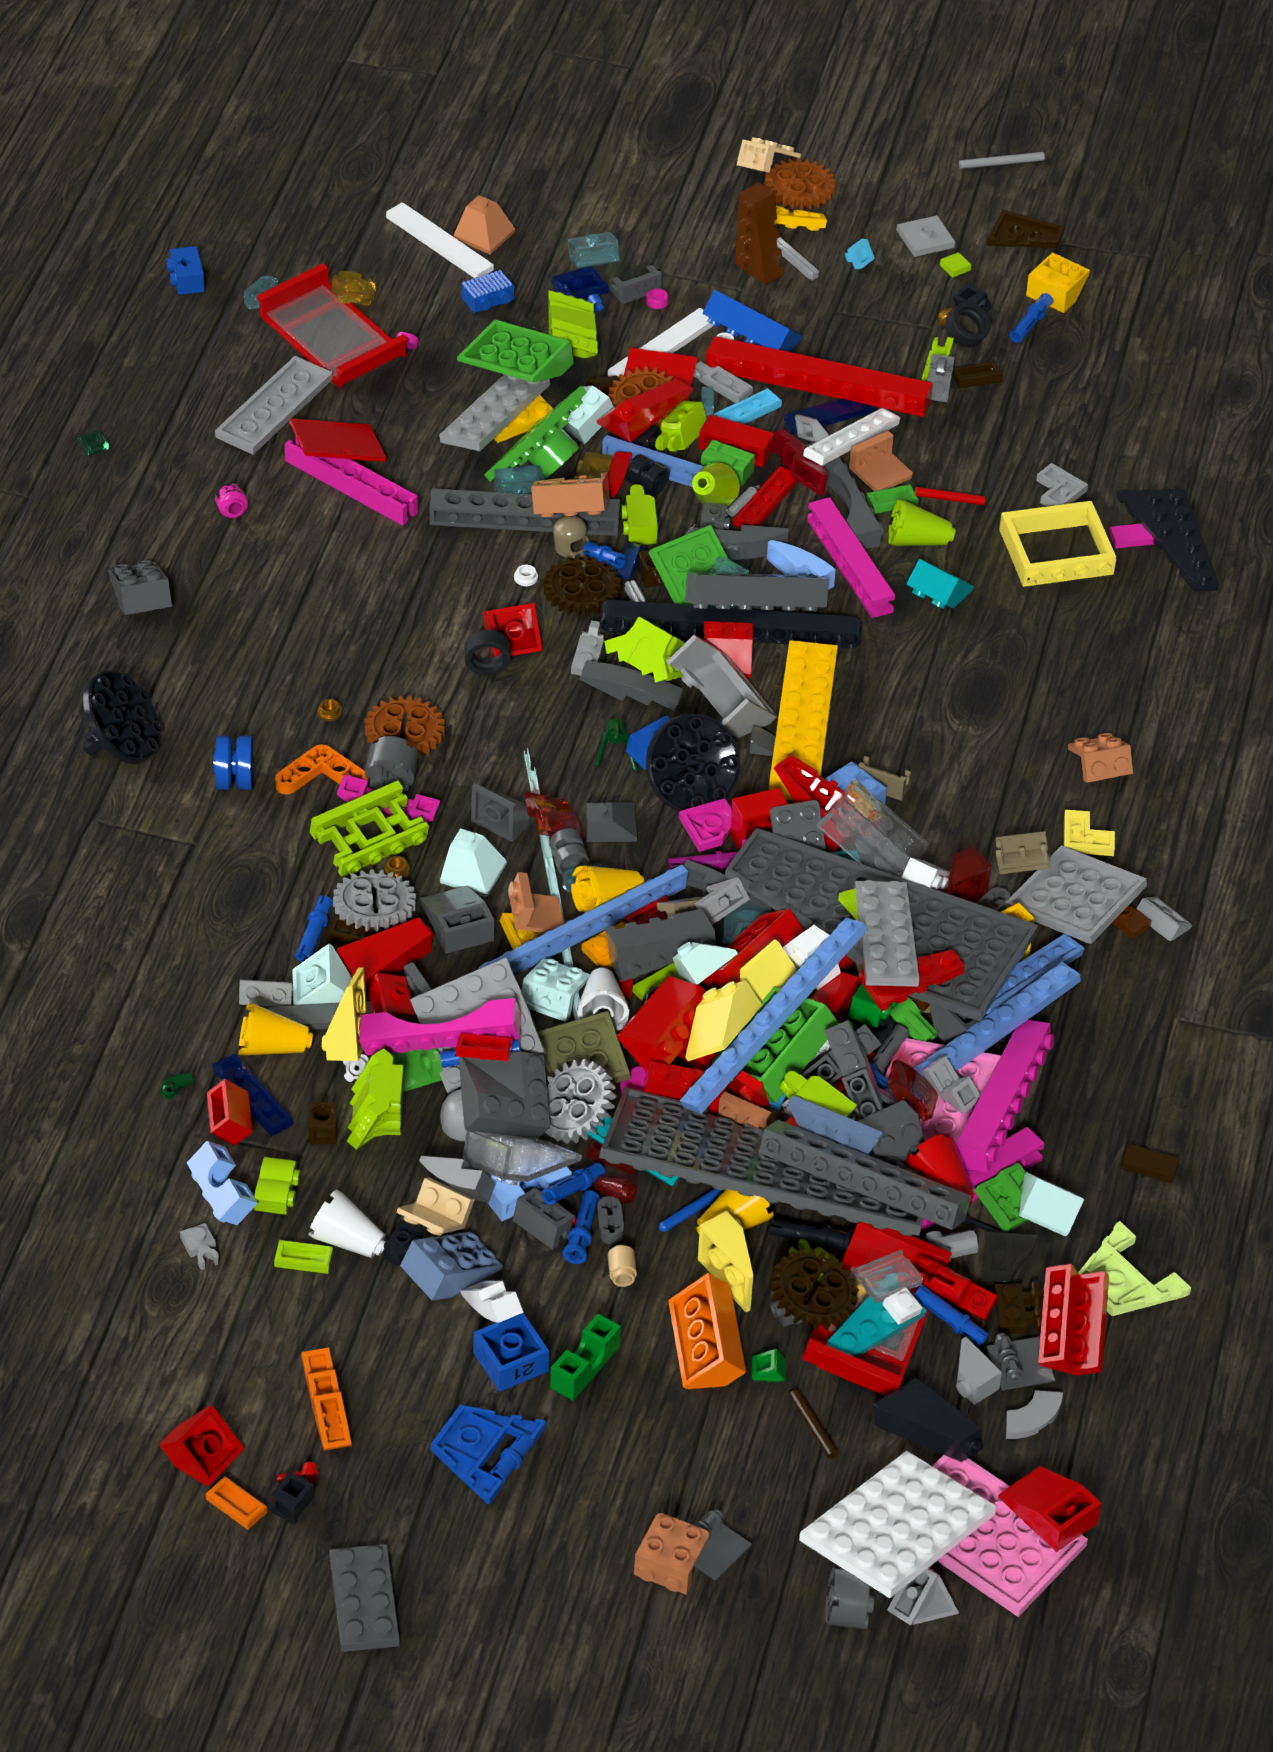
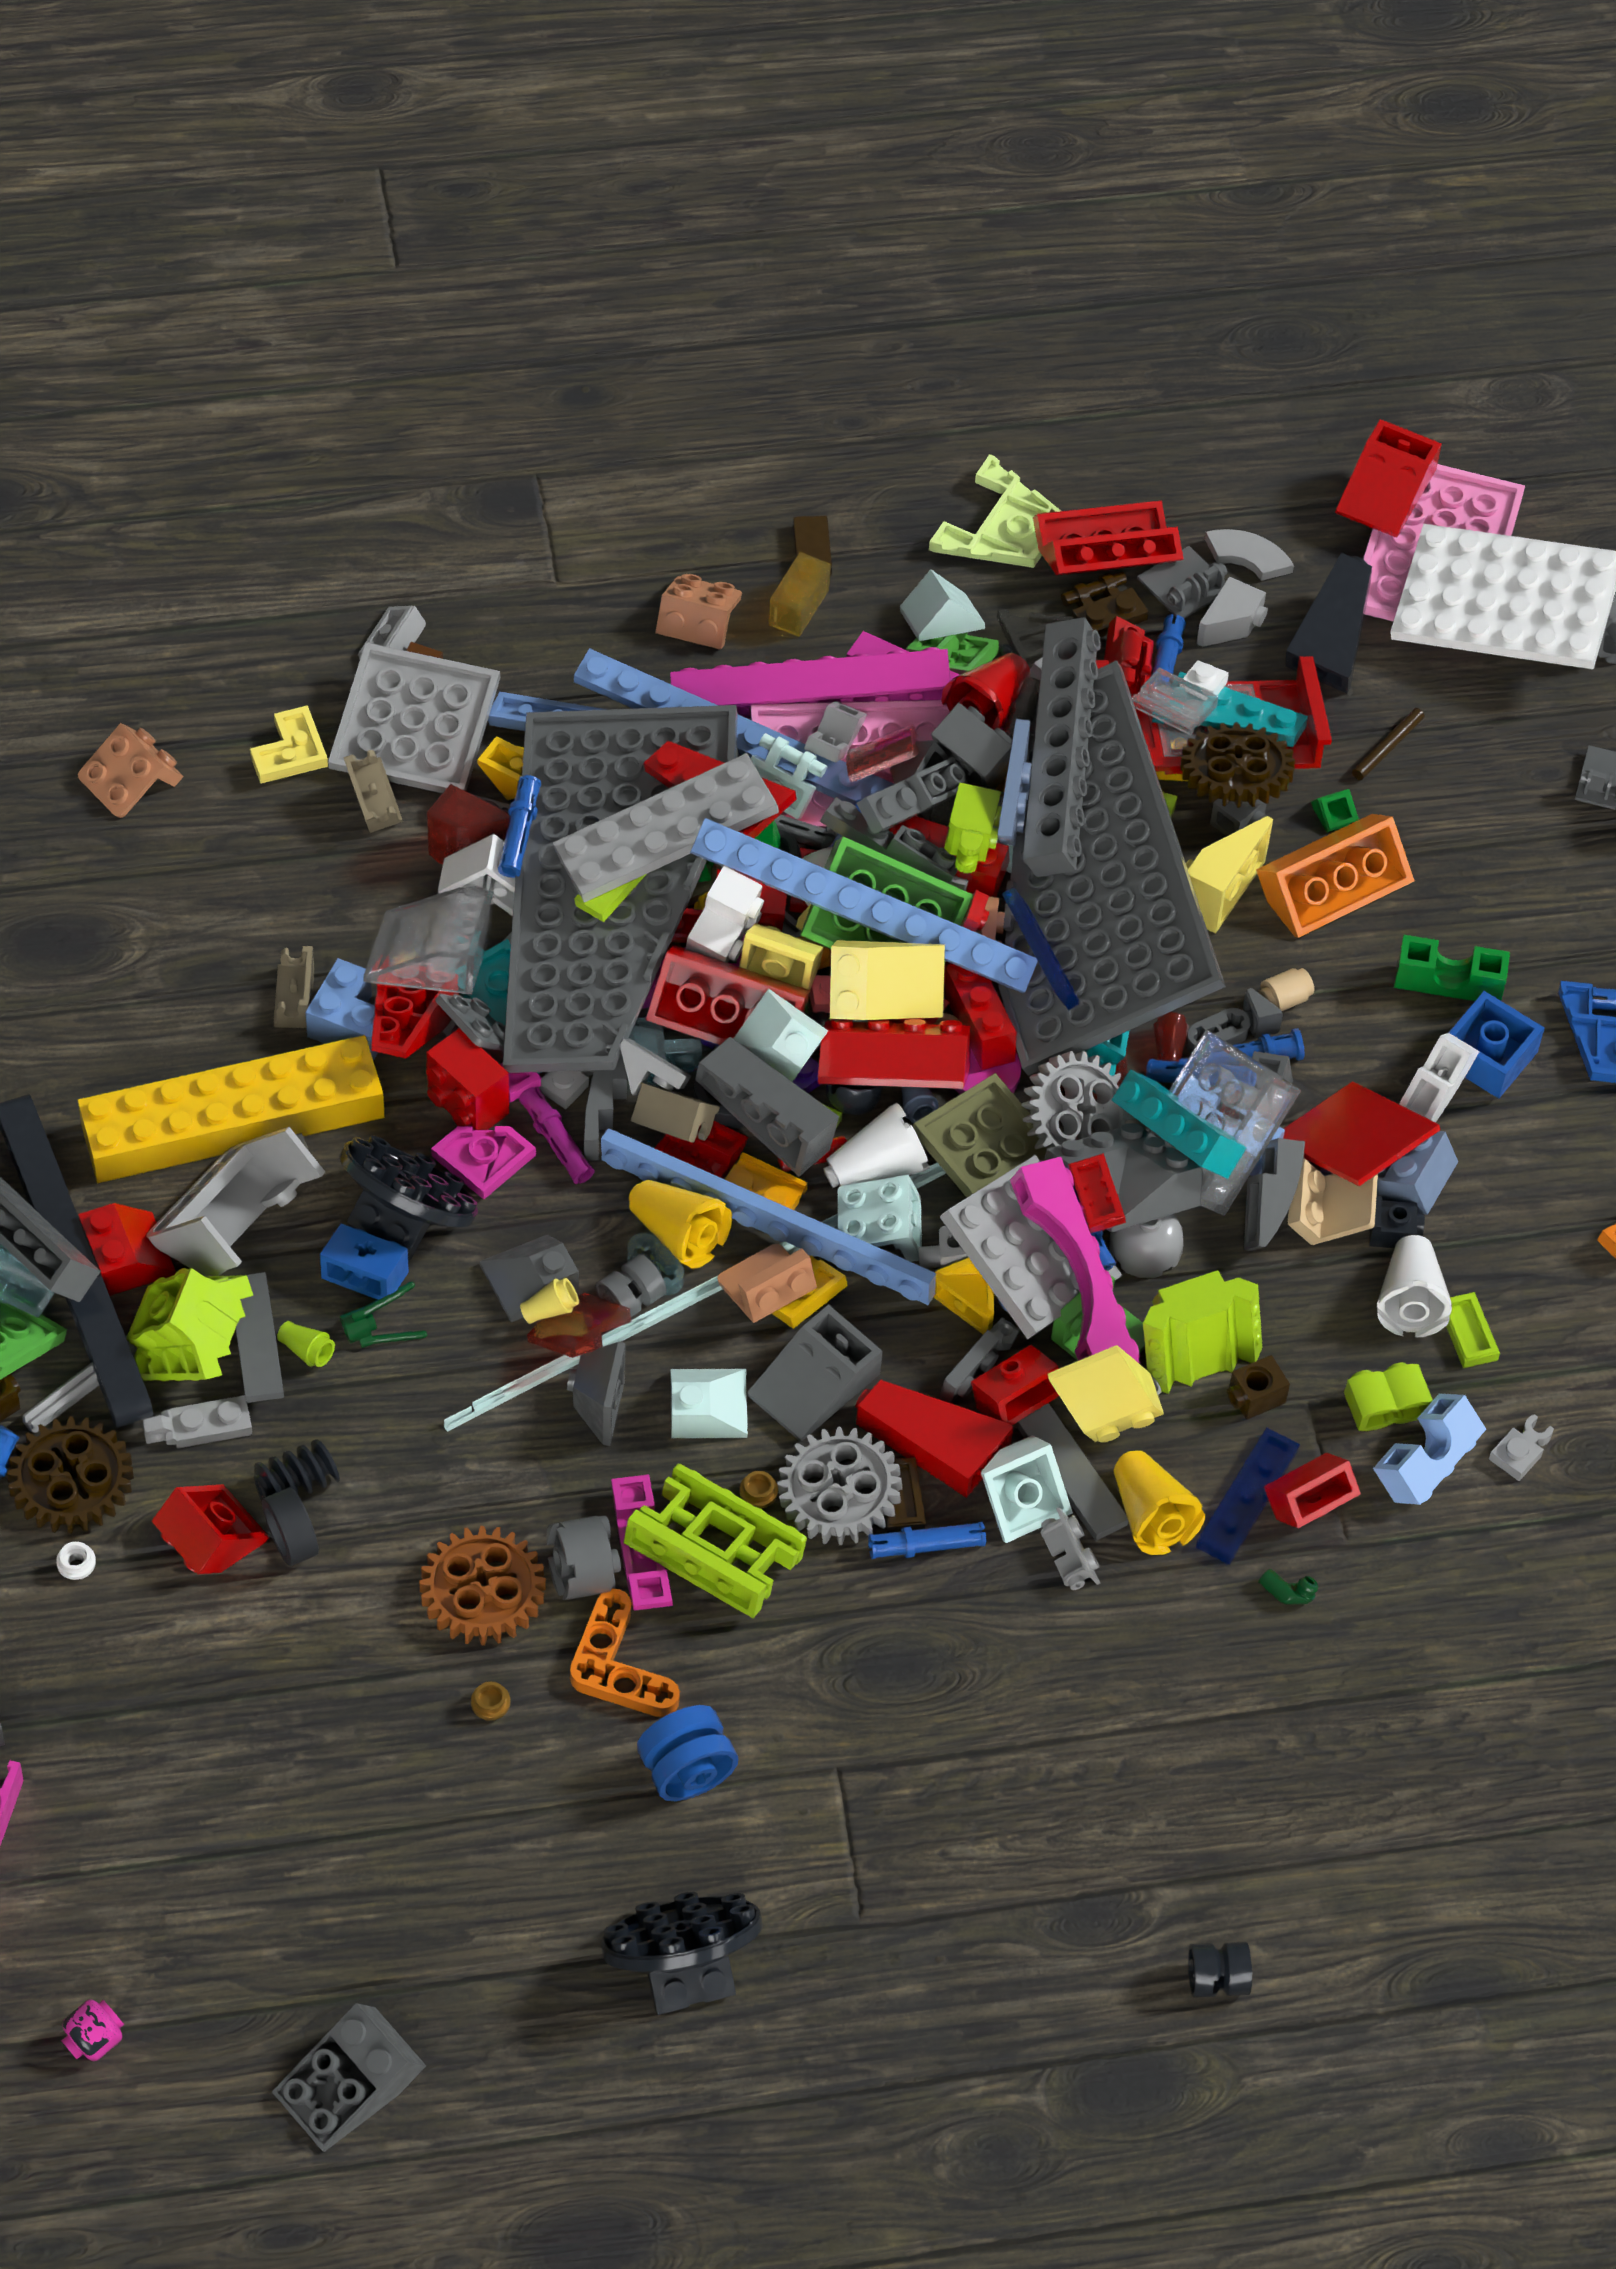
camera: 115 degrees left, 10 degrees up
(478, 1242) = (1359, 1133): none -> red piece
(493, 1120) = (1178, 1125): none -> teal arch
(525, 671) = (295, 1470): none -> black piece
(573, 811) = (551, 1301): none -> light yellow cone
(609, 1239) = (1263, 1015): none -> dark grey slope
(615, 706) = (308, 1344): none -> lime cone
(703, 1110) = (1041, 948): none -> clear blue tile
(926, 1044) = (805, 763): none -> light aqua plate
(962, 893) = (522, 813): none -> blue pin
(1101, 1130) = (799, 594): none -> clear yellow brick
(1117, 1075) = (697, 610): none -> nougat bracket

